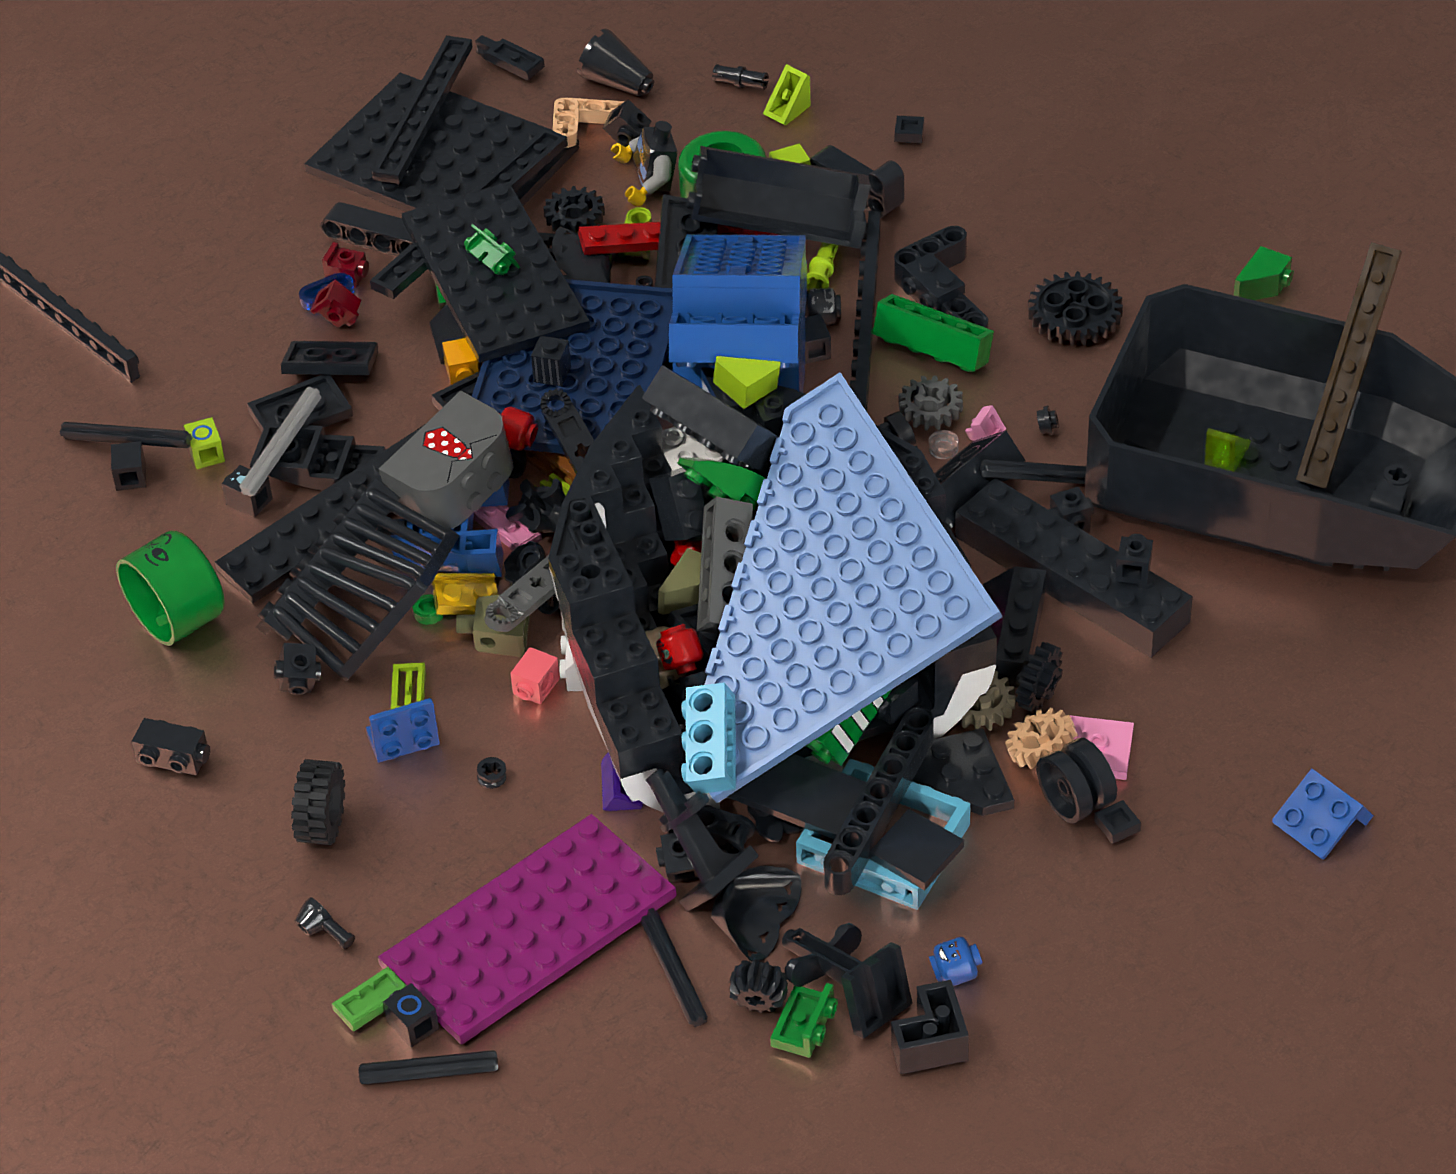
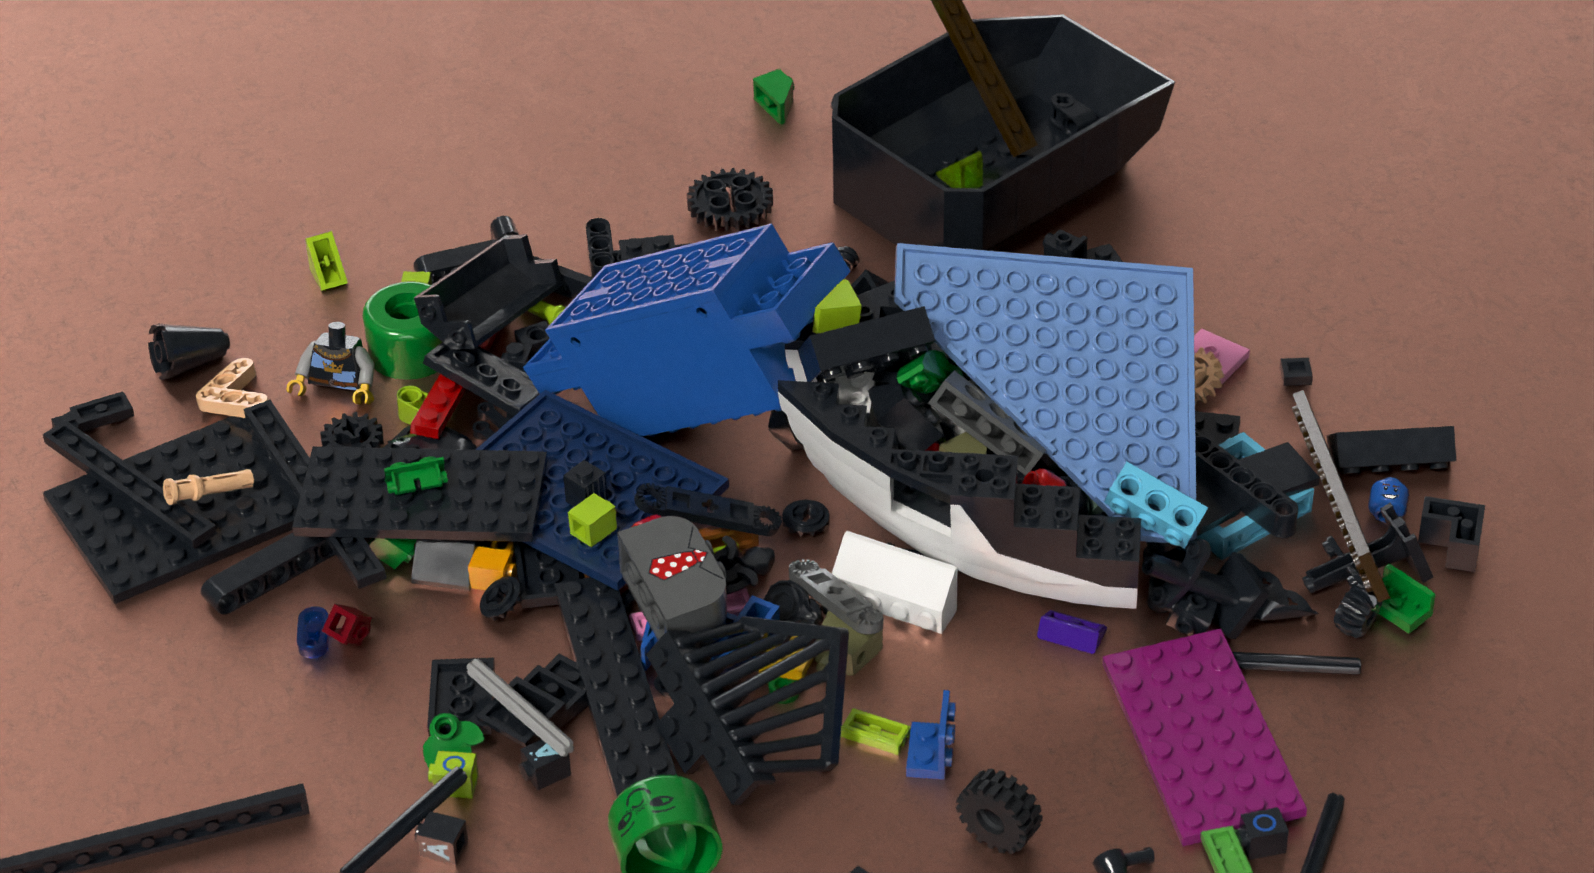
camera: 65 degrees left, 5 degrees down
(238, 423) = (460, 739): none -> green plate
(297, 668) = (811, 787): black brick -> none
(329, 358) = (410, 654): black tile -> none
(345, 261) = (286, 606): dark red brick -> none
(427, 382) = (493, 602): none -> black gear
(428, 142) = (196, 487): none -> light nougat pin
(490, 765) = (1007, 713): black bush -> none
(514, 383) = (592, 520): none -> lime brick
(535, 675) = (922, 640): coral brick -> none
(626, 123) = (273, 365): black brick -> none
(740, 77) = (266, 284): black pin -> none
(895, 904) = (1338, 498): none -> plate
(909, 129) = (430, 212): black plate -> none
(1043, 938) = (1393, 447): none -> black slope
(1076, 780) = (1256, 368): black wheel -> none
(1319, 814) = (1353, 269): blue bracket -> none

